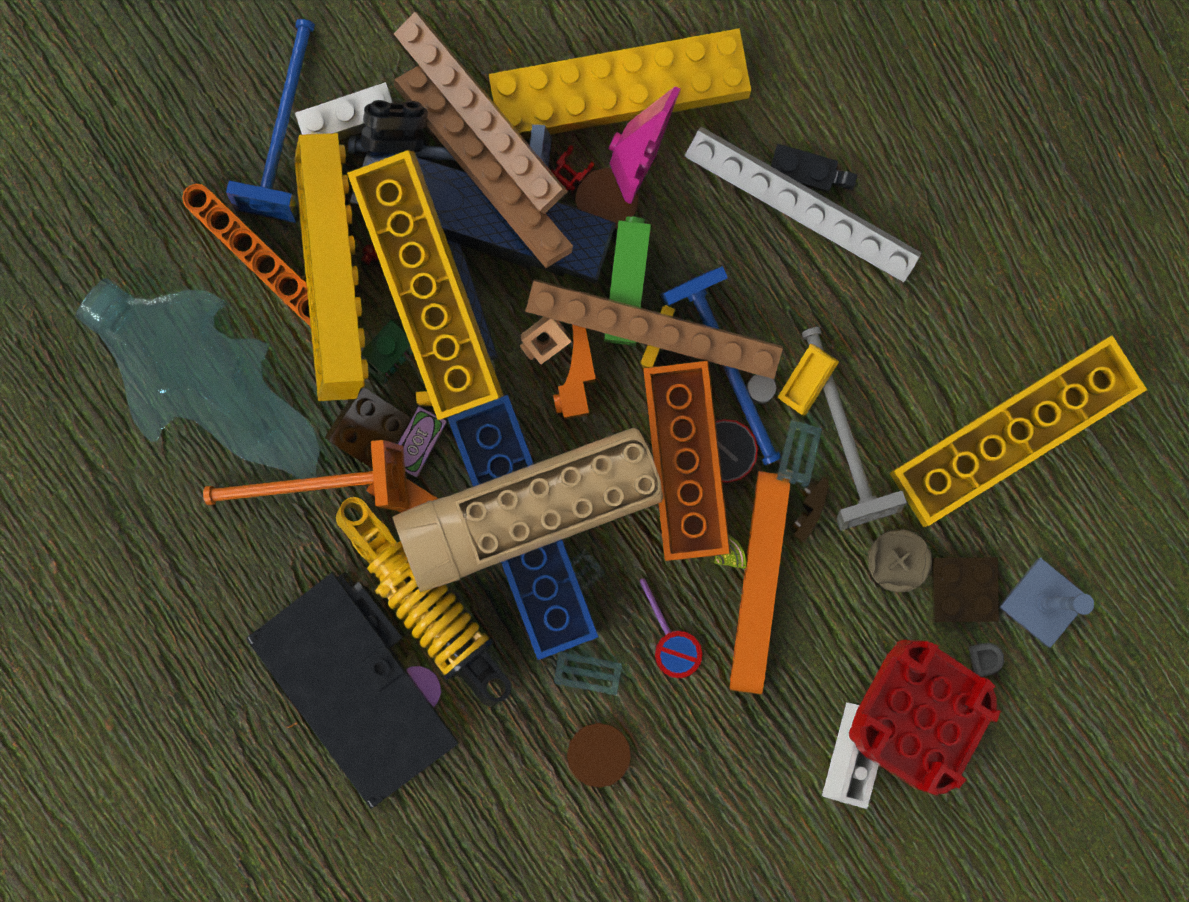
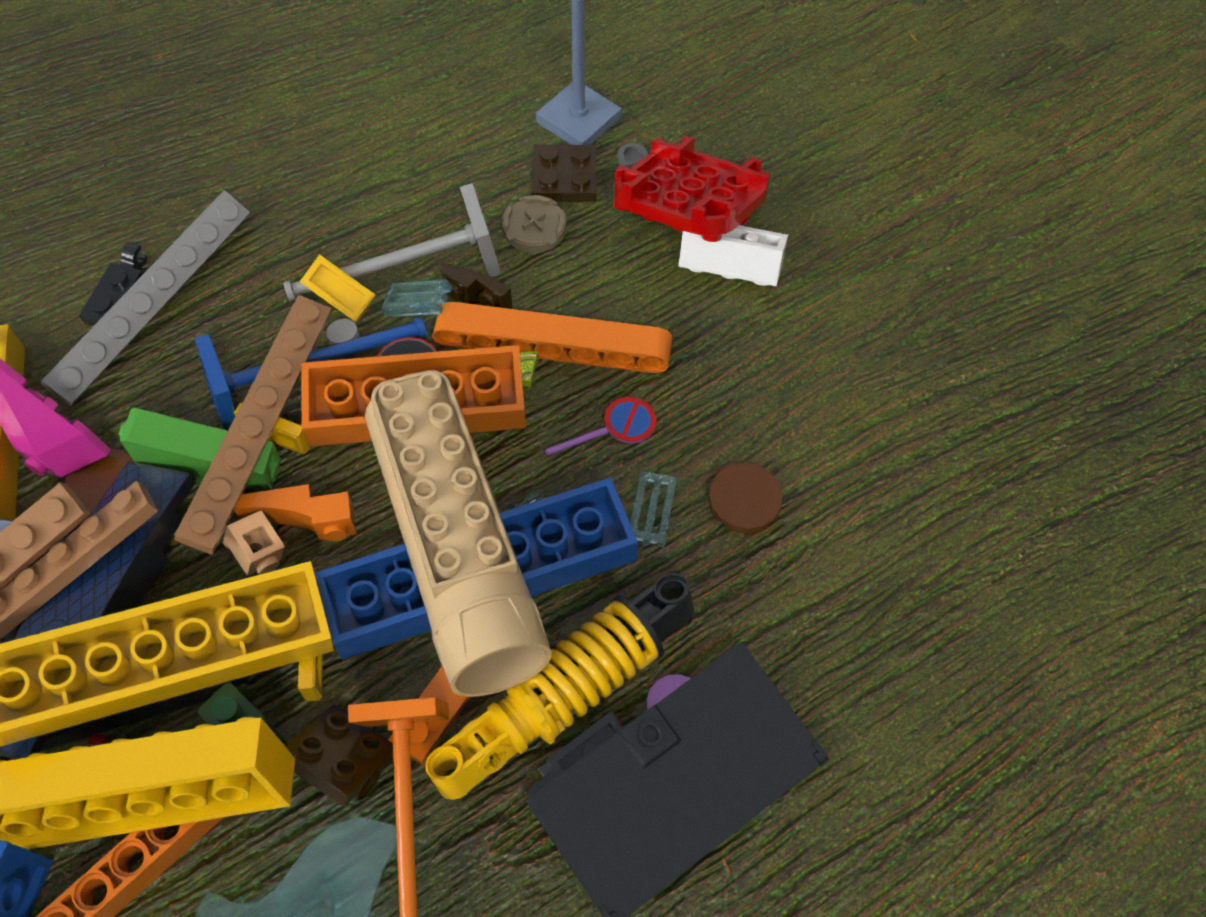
camera: 95 degrees left, 25 degrees down
(420, 439) = (352, 687): lavender tile -> none
(1018, 431) = (412, 121): yellow brick -> none

